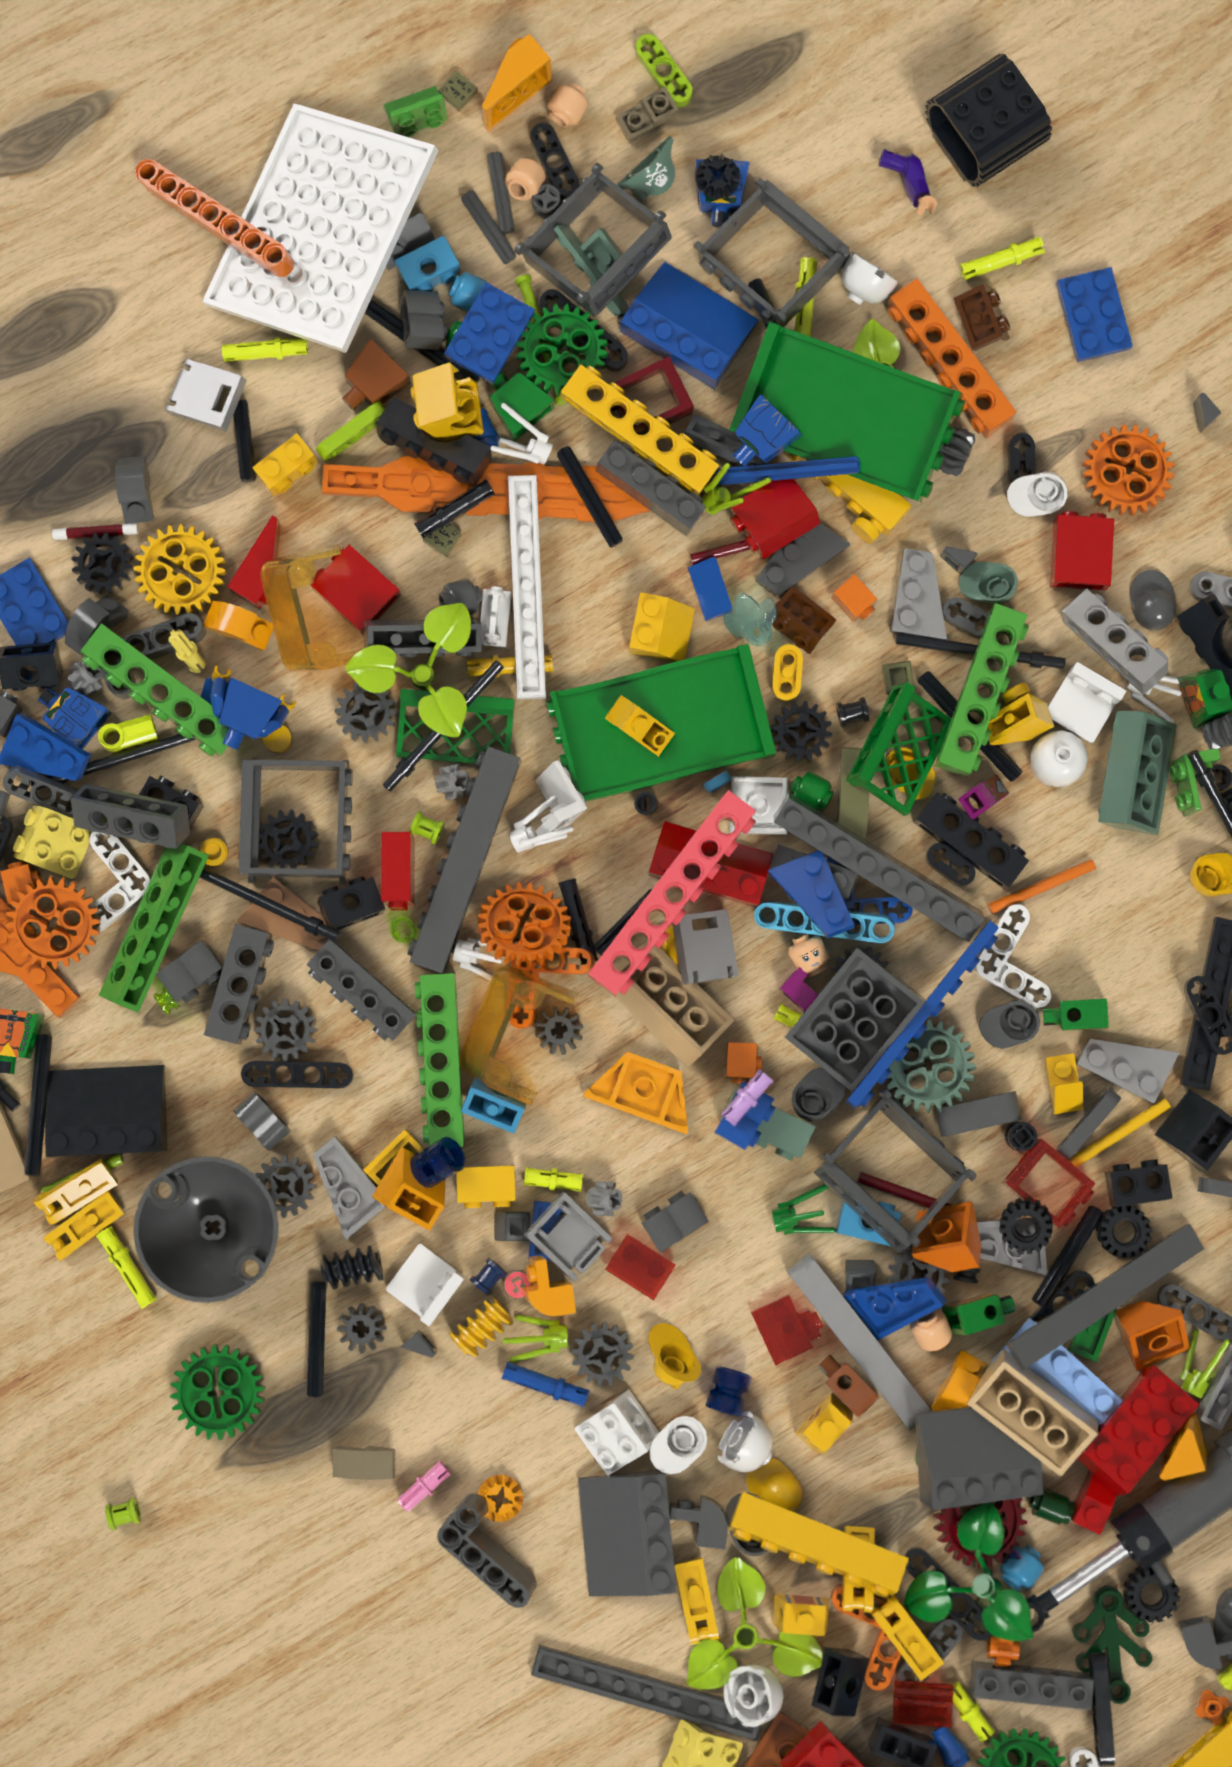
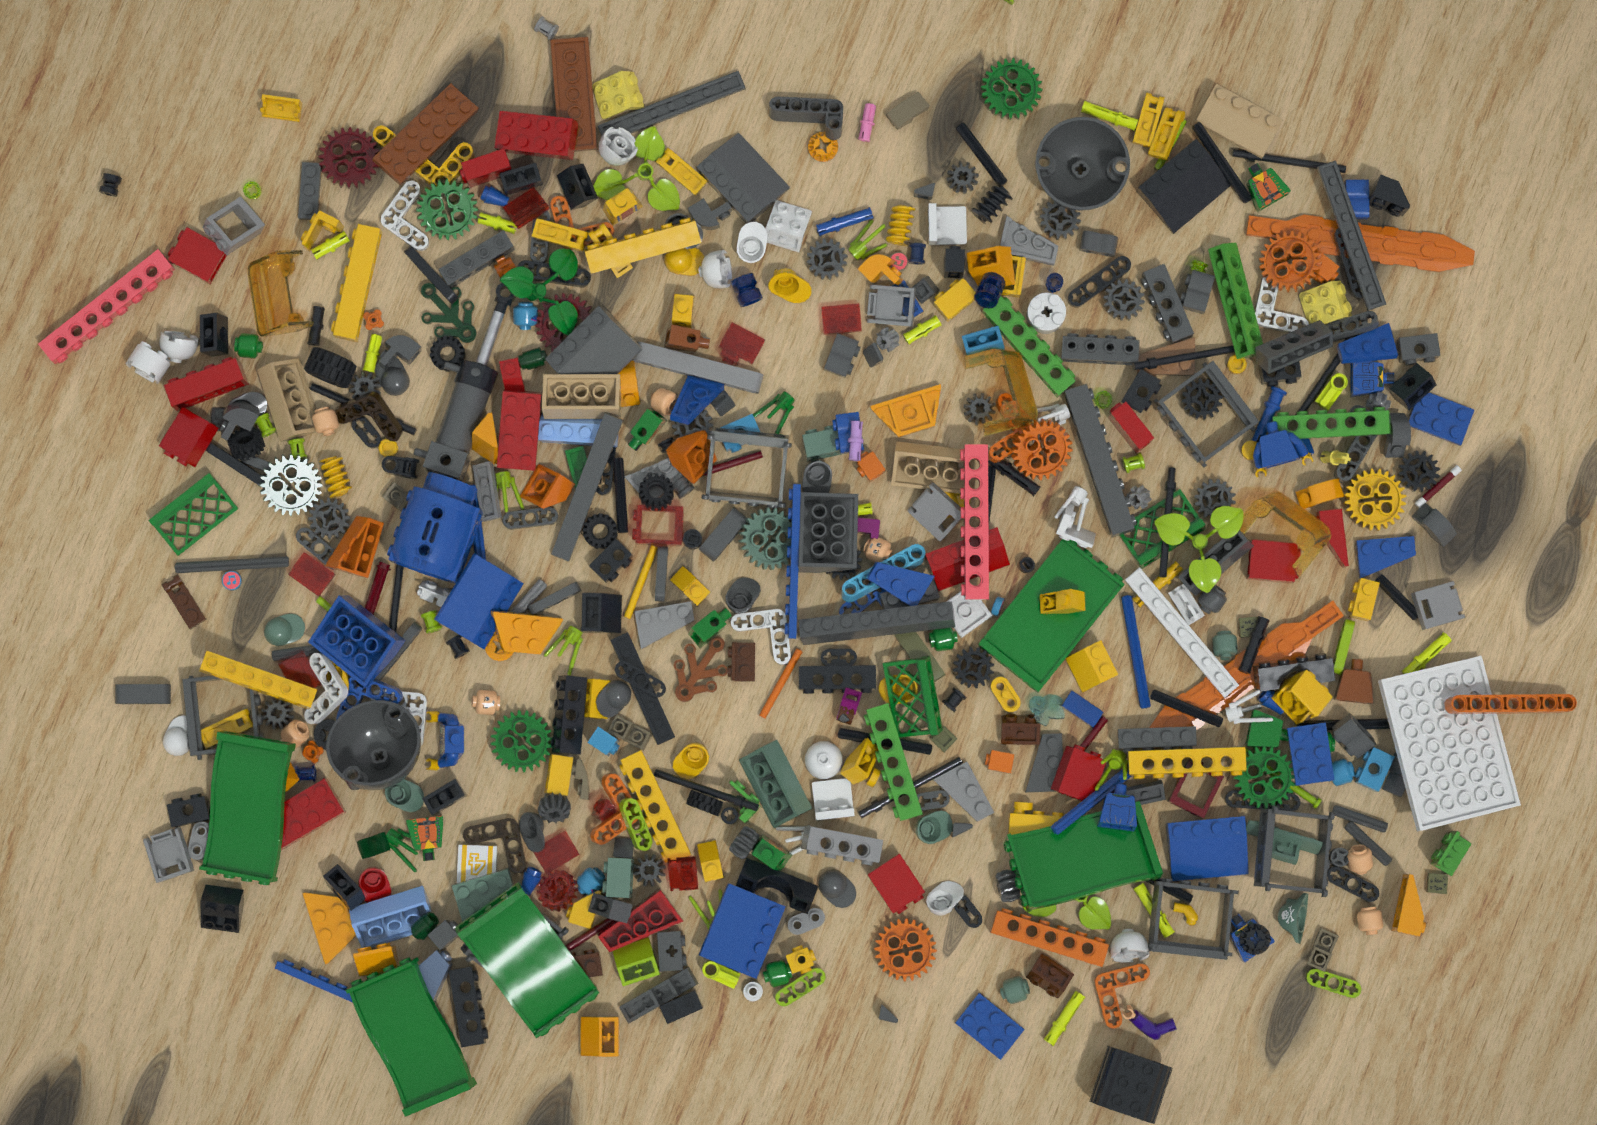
camera: 145 degrees right, 0 degrees up
(211, 770) = (1272, 406): none -> blue pin
(220, 503) = (1381, 553): none -> blue wing
(342, 1112) = (1051, 277): none -> clear blue bush
(375, 1091) = (1052, 304): none -> white brick
(453, 1230) = (954, 262): none -> black brick
(487, 535) = (1224, 645): none -> sand green head
(596, 608) = (1135, 650): none -> blue axle
(636, 1193) = (873, 355): none -> dark grey slope
(766, 271) = (1188, 911): none -> yellow arm
(923, 254) = (1109, 990): none -> orange beam
(986, 1208) = (683, 487): none -> dark grey wheel
(1035, 330) = (1015, 989): none -> sand green head
(1069, 946) = (742, 662): none -> reddish brown bracket
(1130, 973) = (698, 672): none -> dark orange plant

